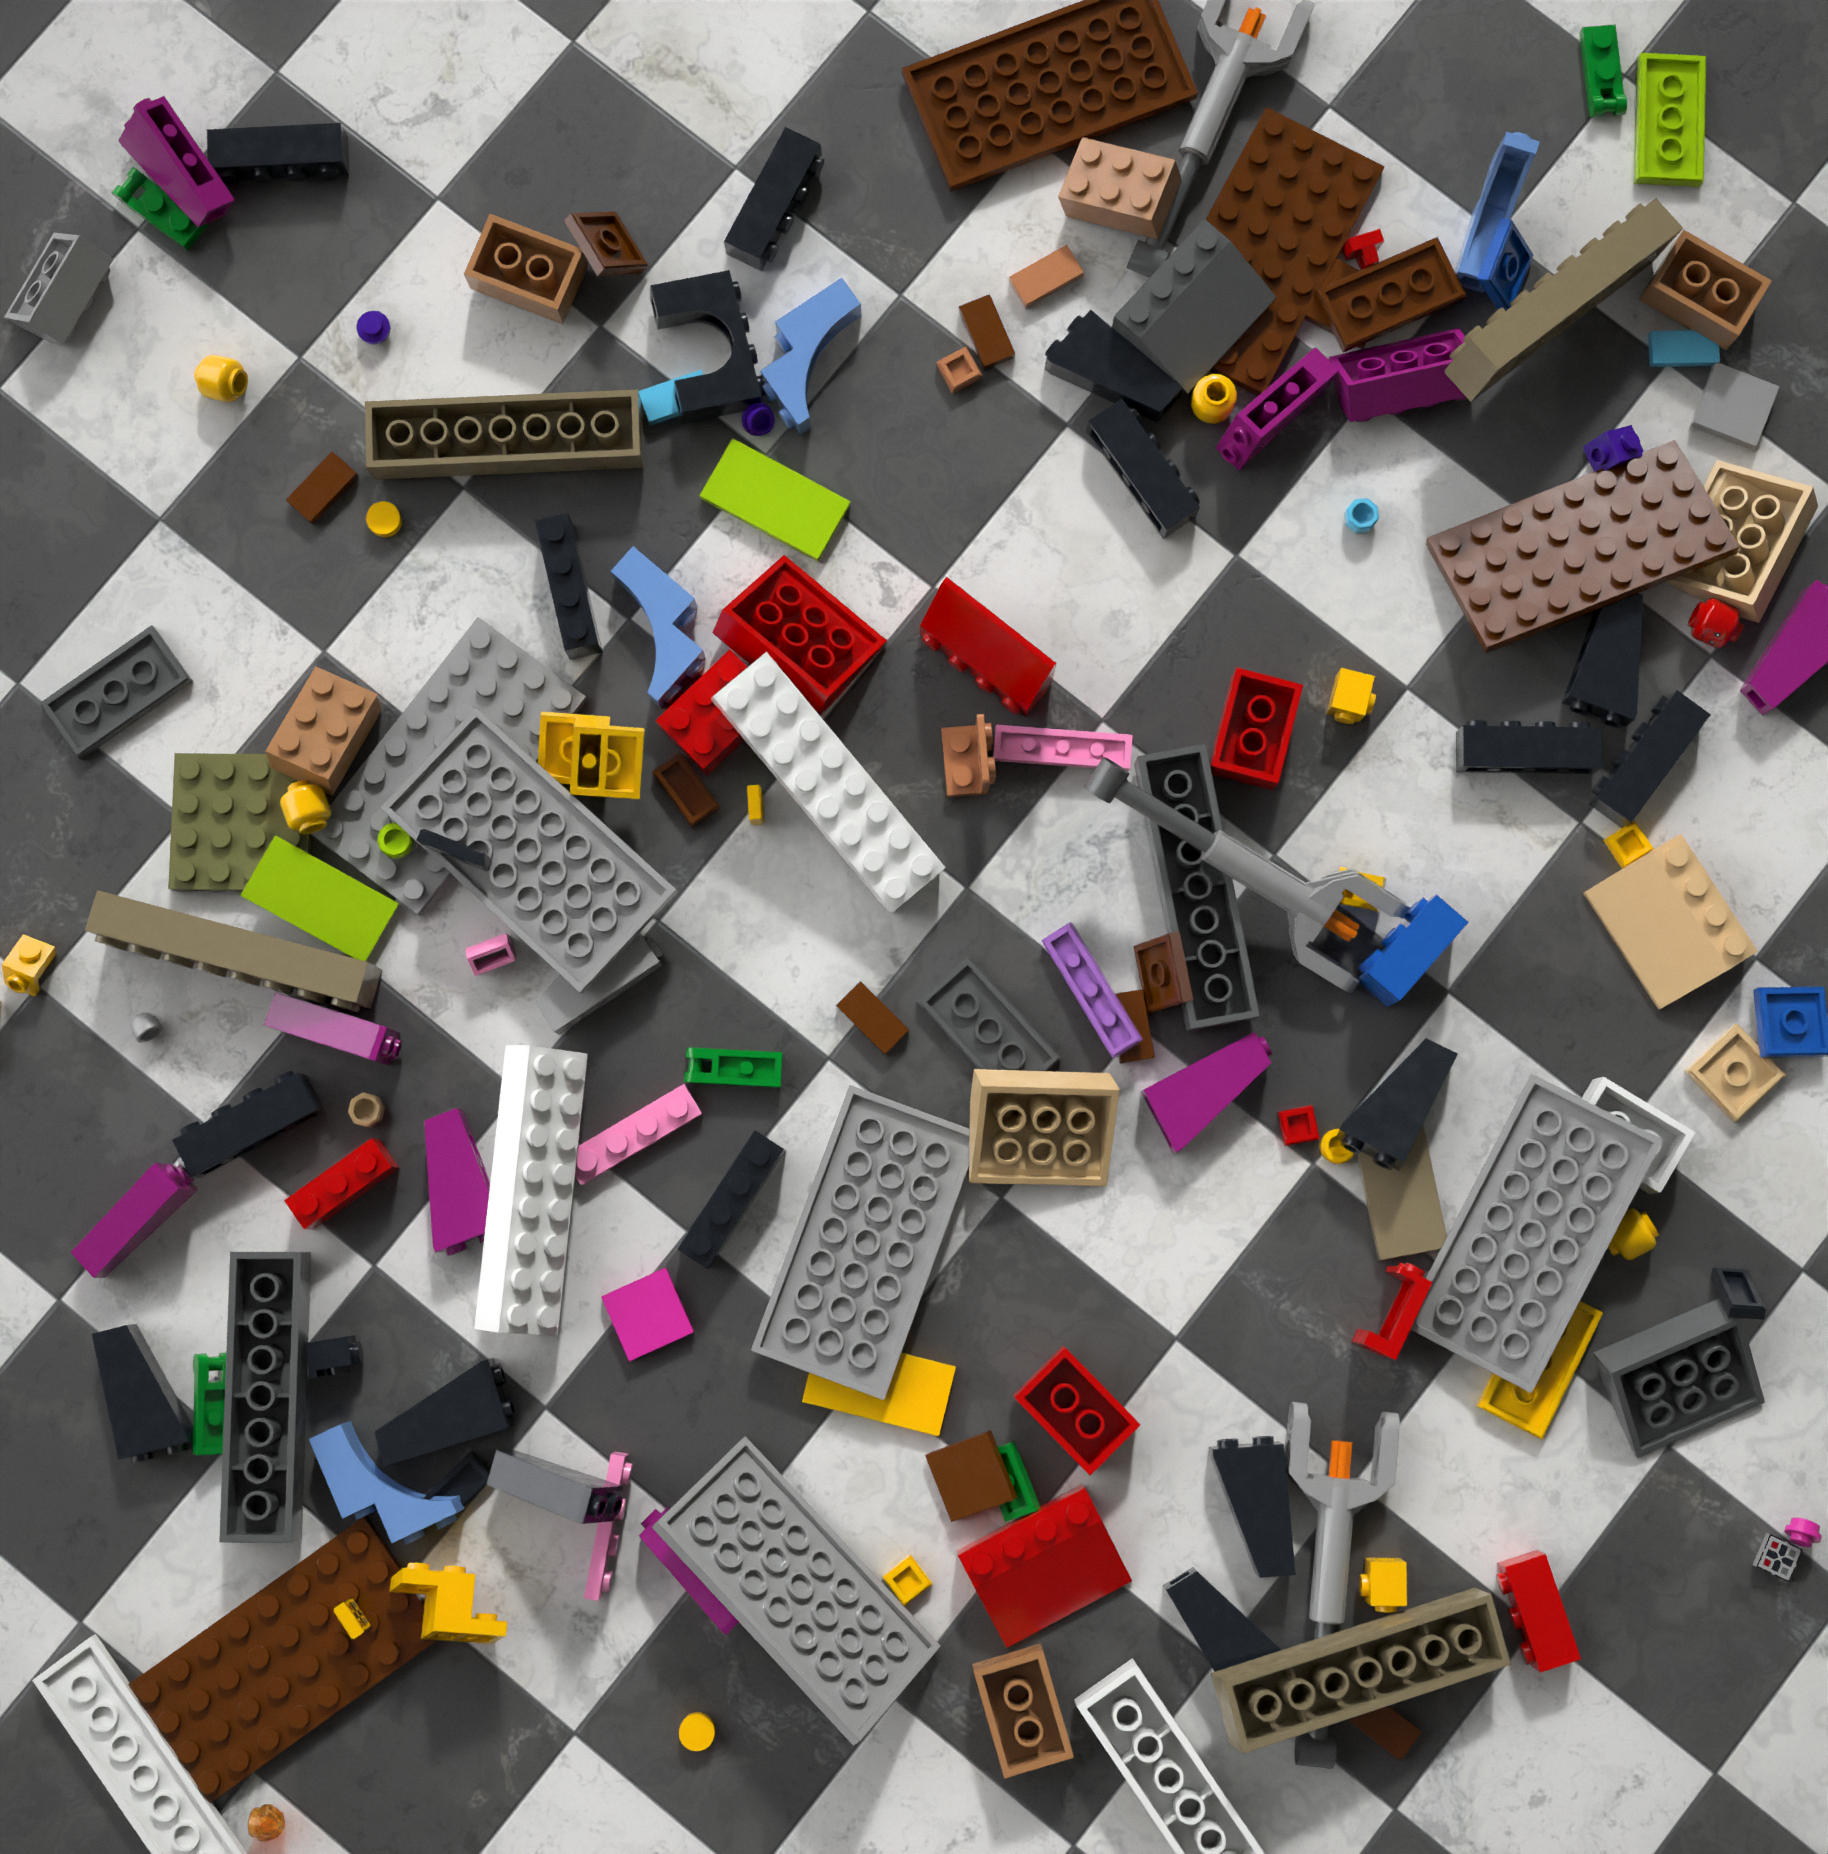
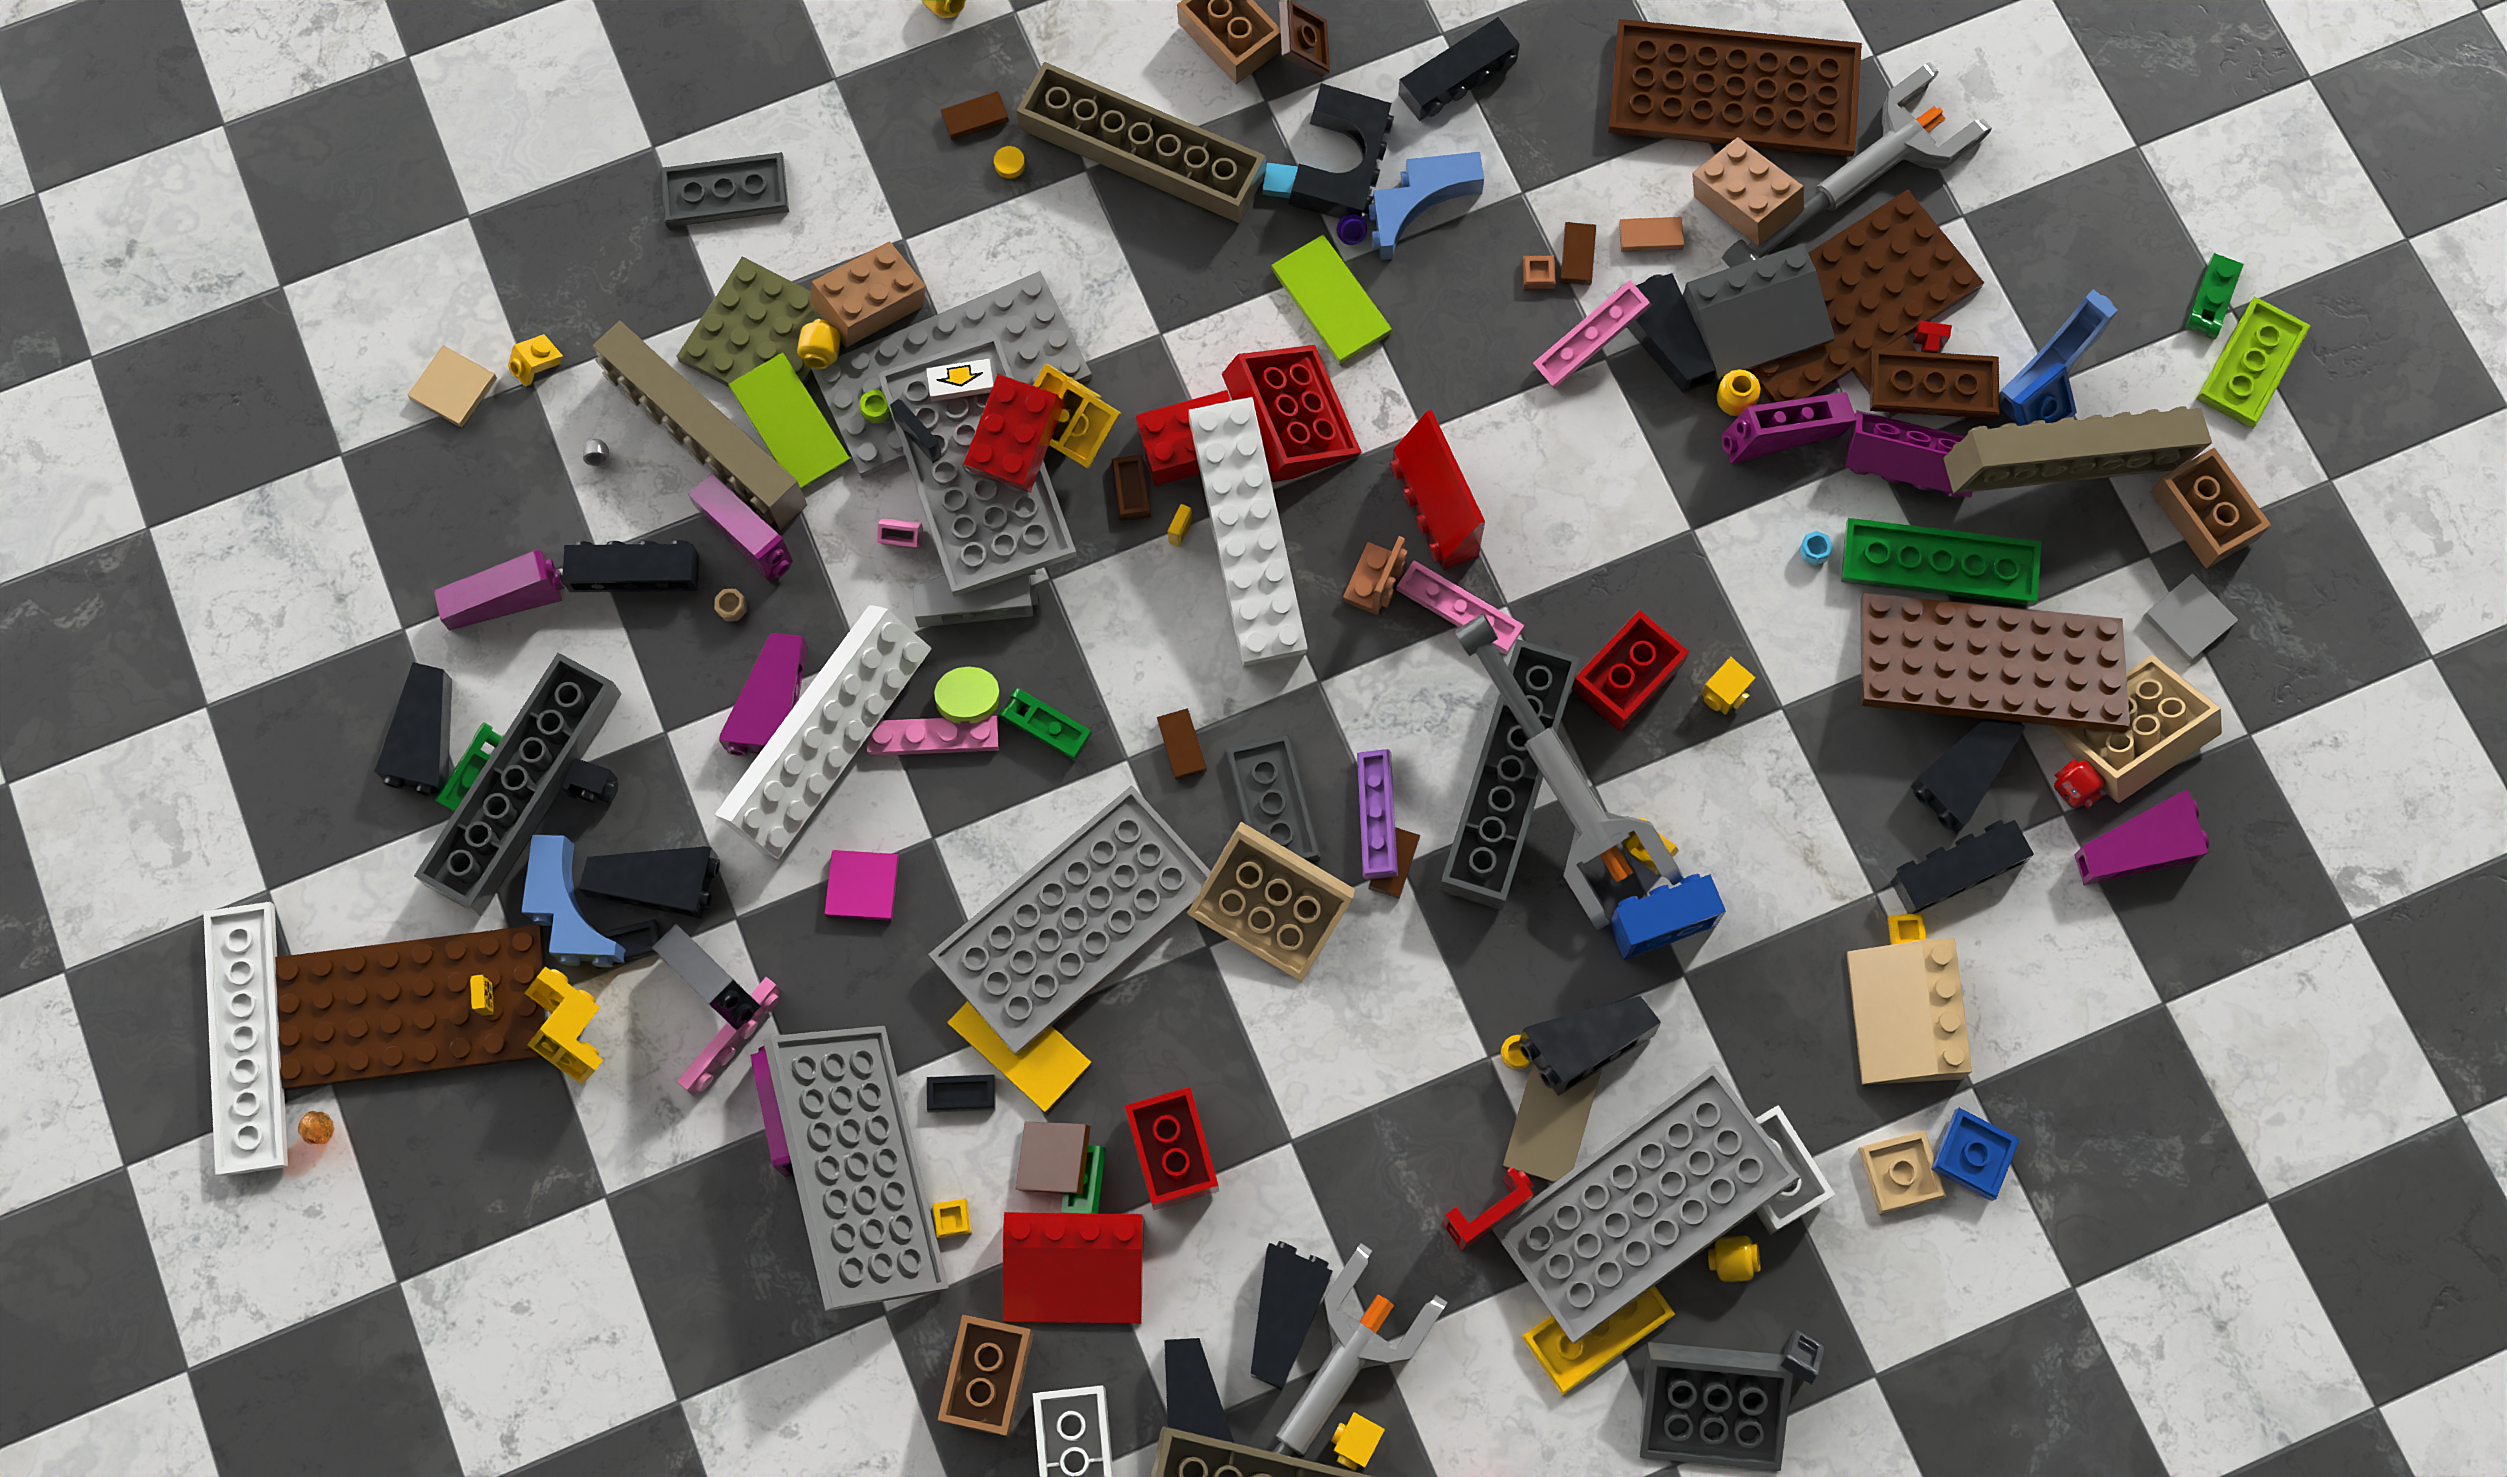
camera: 30 degrees right, 10 degrees down
(341, 1184) = (677, 651): red brick -> none
(373, 327) = (1084, 15): dark purple plate -> none
(467, 774) = (960, 380): none -> white tile
(554, 806) = (1013, 433): none -> red brick
(568, 586) = (1125, 282): black brick -> none
(645, 1079) = (967, 695): none -> lime tile
(667, 609) = (1194, 340): medium blue arch -> none
(697, 1731) = (706, 1248): yellow tile -> none
(731, 1199) = (983, 826): black brick -> none
(850, 1459) = (961, 1093): none -> black tile
(1047, 410) = (1592, 334): none -> bright pink plate
(1143, 468) = (1649, 420): black brick -> none
(1163, 972) = (1443, 826): reddish brown tile -> none
(1199, 1092) = (1424, 943): magenta slope -> none
(1298, 1125) = (1493, 1017): red tile -> none
(1483, 469) = (1941, 561): none -> green plate
(1528, 748) = (1859, 806): black brick -> none
(1613, 448) = (2064, 599): dark purple bracket -> none
(1681, 349) = (2167, 550): medium azure tile -> none

